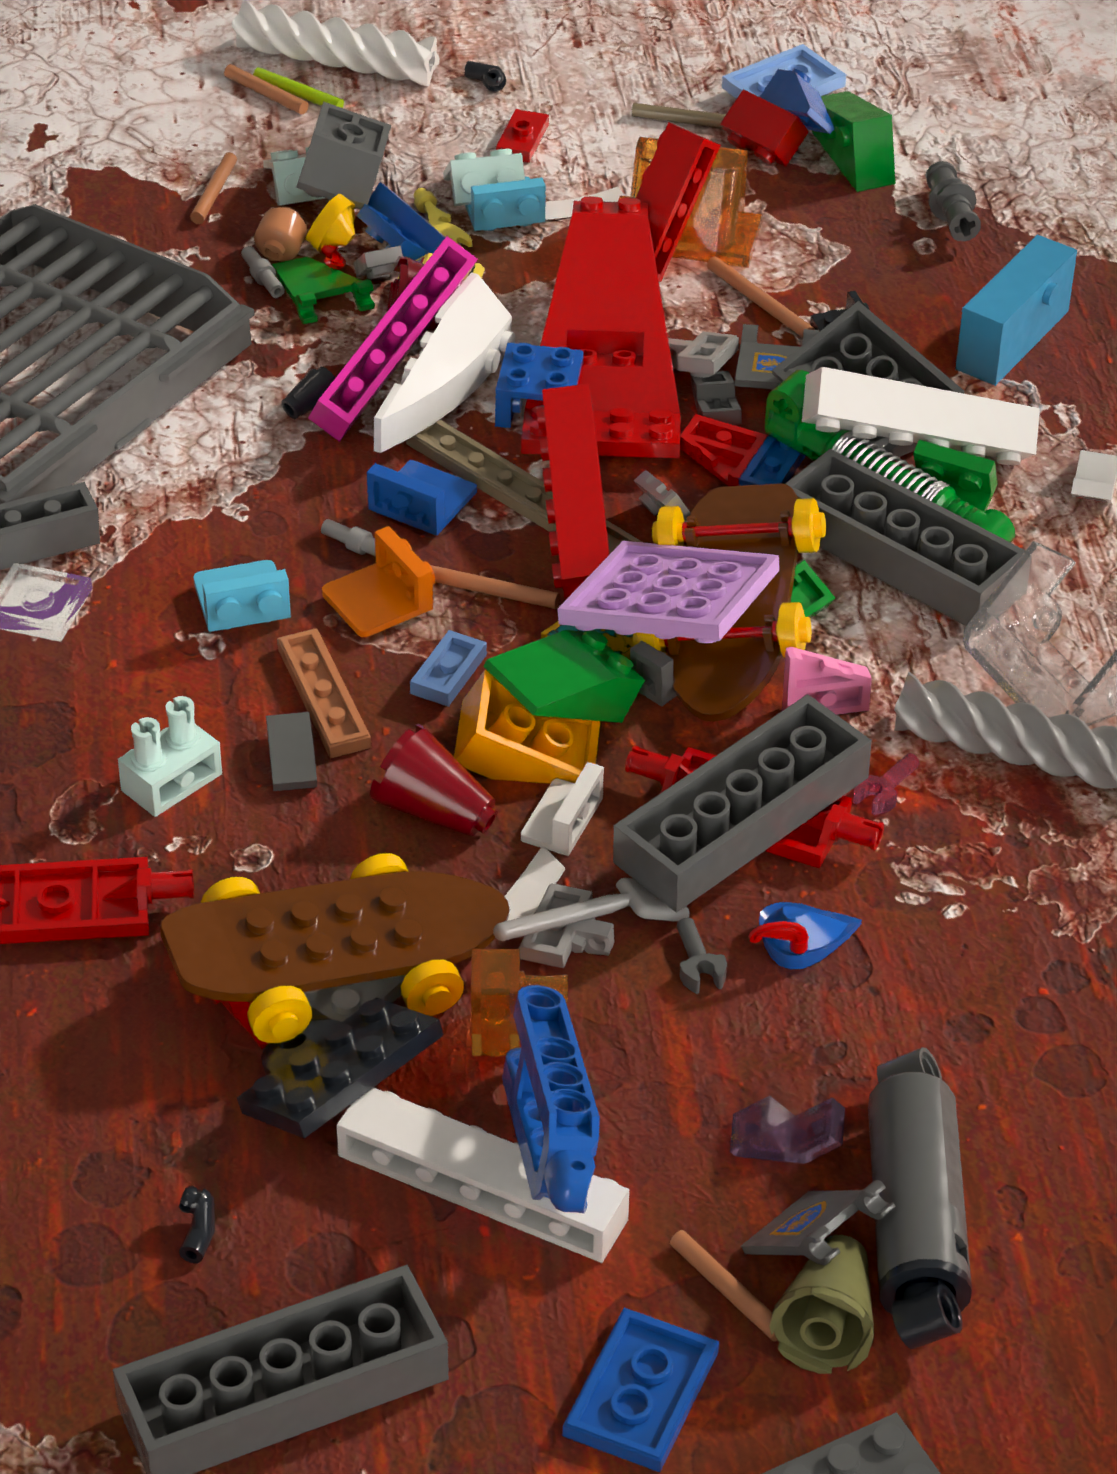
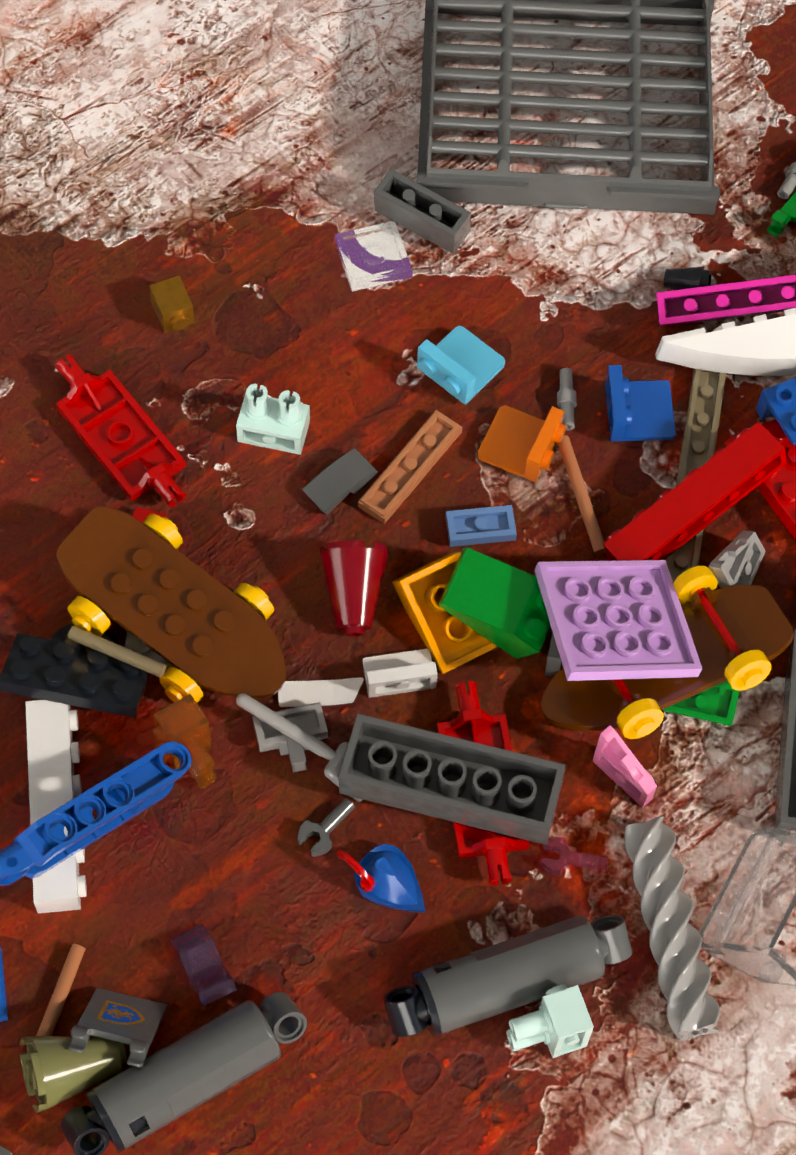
camera: 55 degrees right, 20 degrees up
(347, 1009) = (117, 651): none -> dark tan bar
(992, 879) = (507, 975): none -> dark grey piece
(1075, 859) = (559, 1023): none -> light aqua brick

